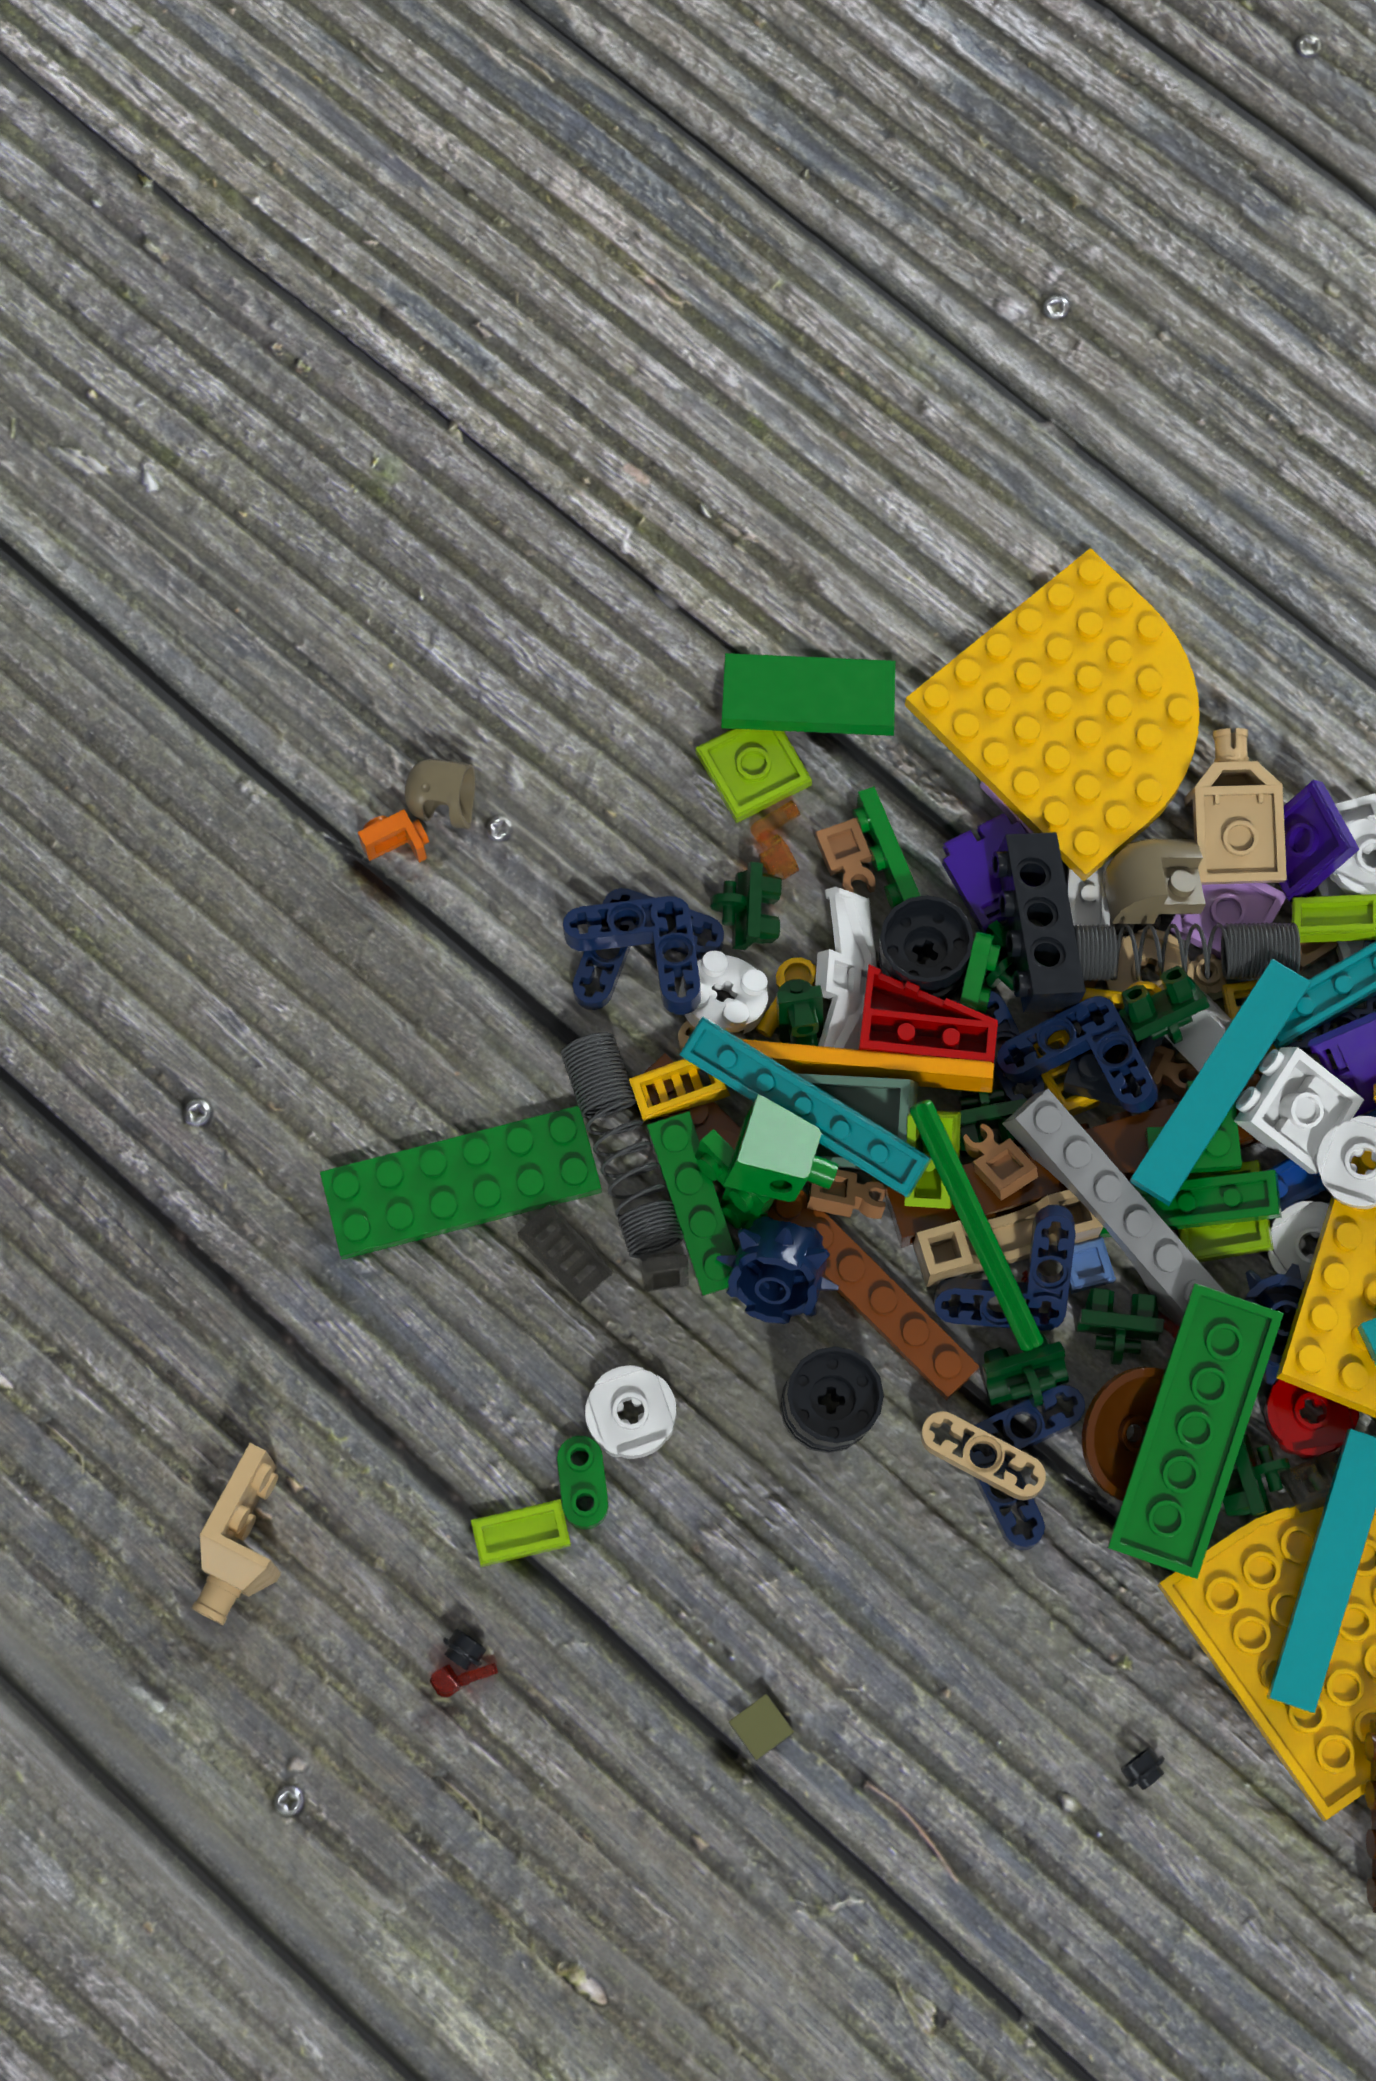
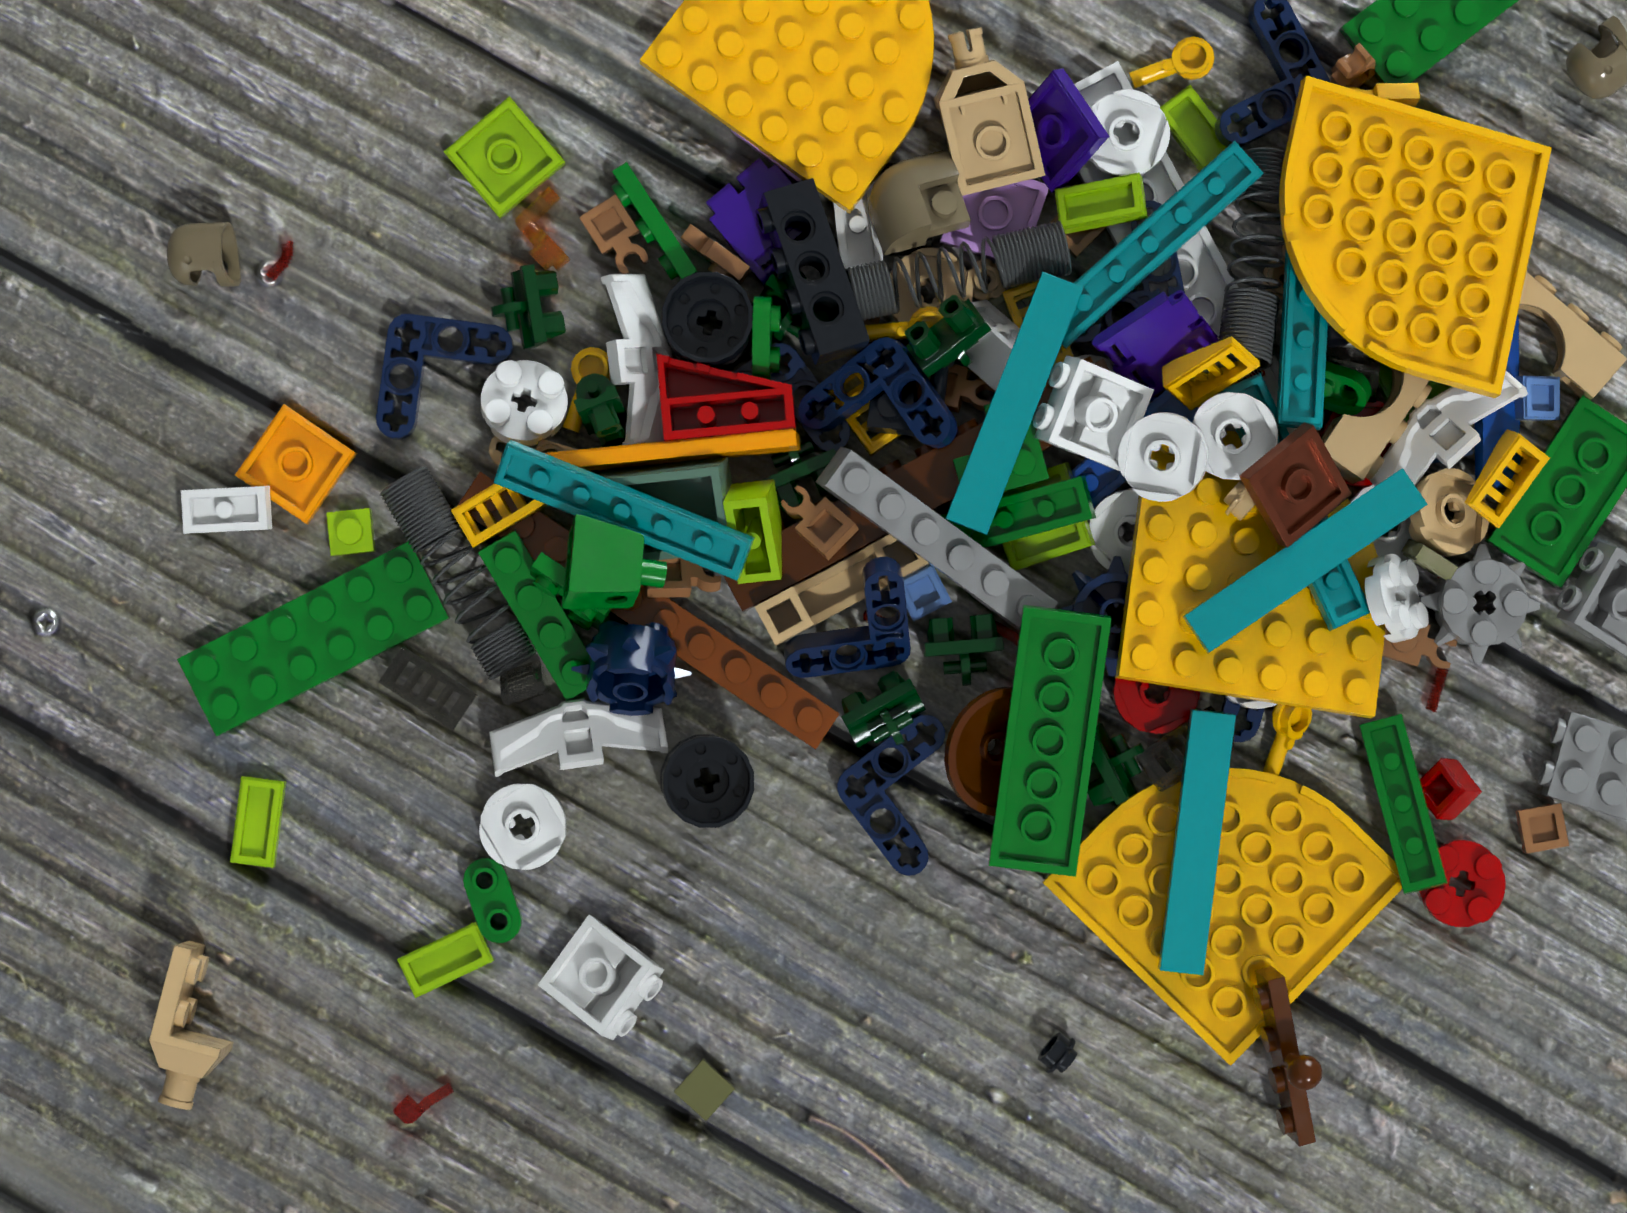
camera: 15 degrees left, 15 degrees up
(361, 1352) = (258, 821): none -> lime tile
(390, 832) = (159, 307): orange bracket -> none
(404, 1036) = (226, 509): none -> white plate
(464, 1649) = (418, 1078): black plate -> none
(482, 1010) = (297, 463): none -> light orange tile
(521, 809) = (287, 253): none -> clear red leg
(522, 1086) = (351, 532): none -> lime plate
(651, 929) = (439, 355): dark blue beam -> none
(680, 1585) = (602, 979): none -> white plate
(706, 1329) = (577, 733): none -> white plate
(809, 694) = (543, 73): green tile -> none
(930, 881) = (718, 256): none -> medium nougat plate
(976, 1225) = (808, 590): green axle -> none
(1008, 1481) = (886, 819): tan beam -> none

